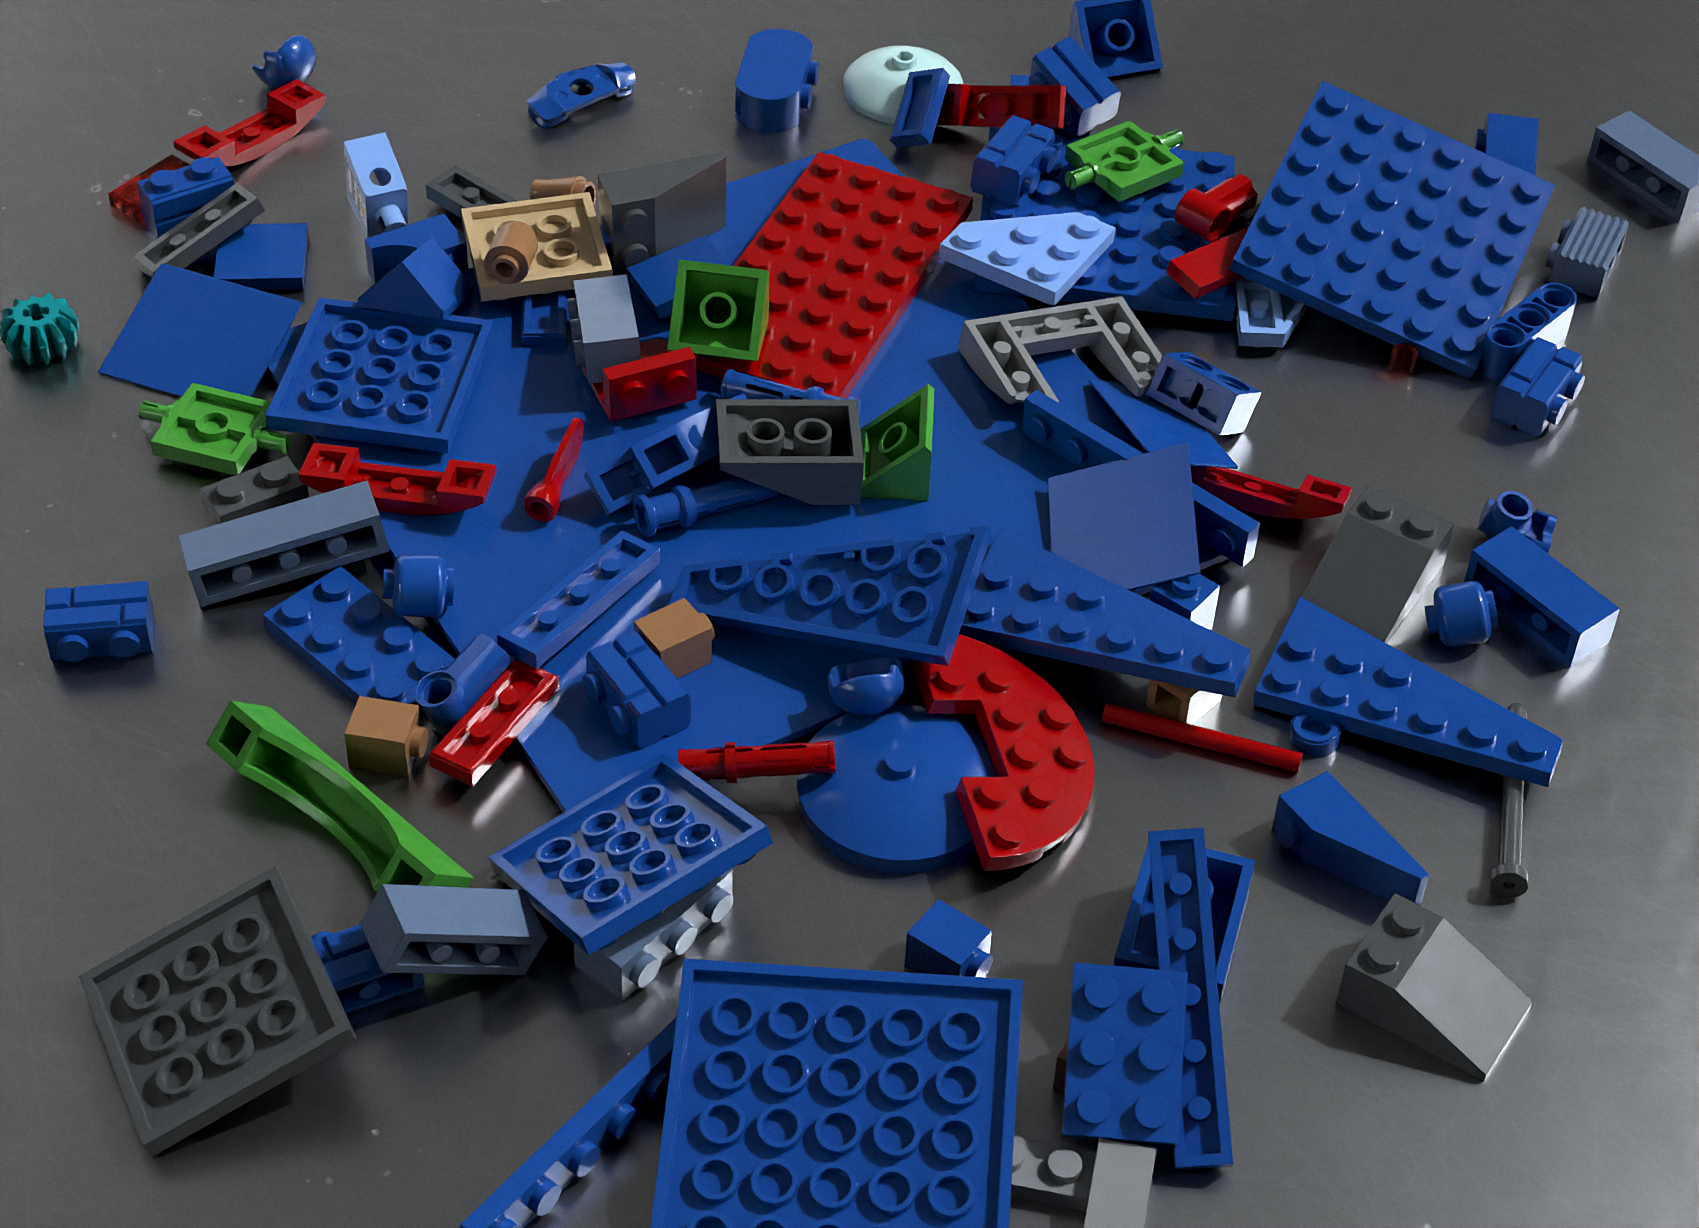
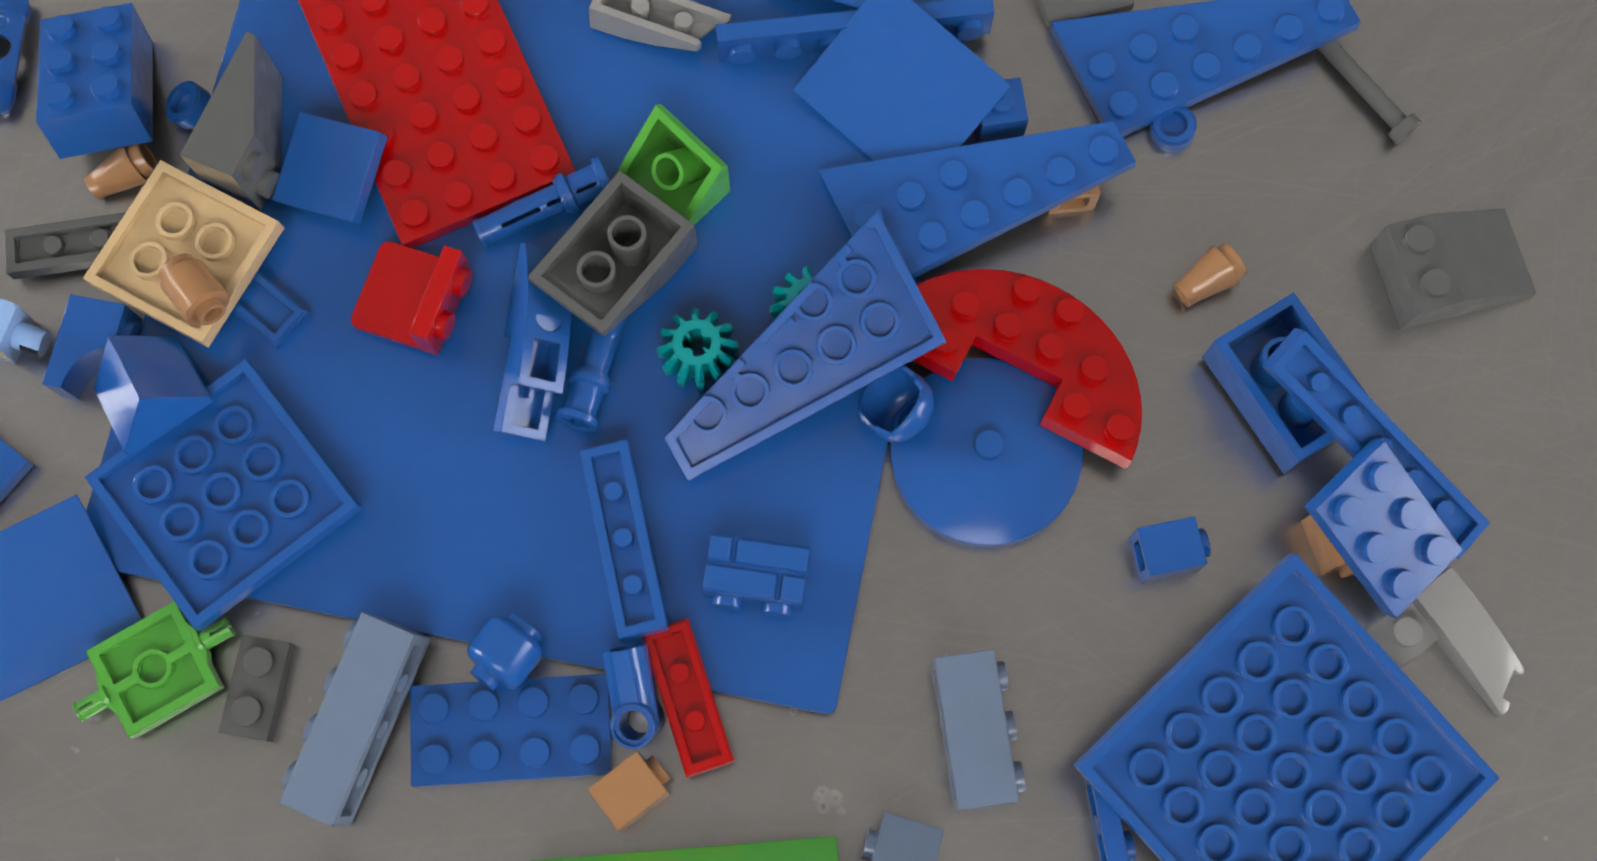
camera: 45 degrees left, 30 degrees up
(399, 488) = (366, 580): red slope -> none
(544, 498) = (483, 473): red piece -> none
(603, 325) = (344, 283): sand blue brick -> none
(609, 131) = (95, 81): none -> blue brick
(630, 852) = (925, 715): blue plate -> none
(678, 636) = (730, 502): medium nougat brick -> none
(719, 310) = (419, 187): bright green slope -> none
(757, 761) = (899, 543): red pin -> none
(775, 534) = (679, 348): none -> teal gear
(1202, 737) = (1114, 206): red bar -> none
(1224, 827) = (1211, 274): none -> medium nougat cone
(1345, 841) = (1281, 202): blue slope -> none

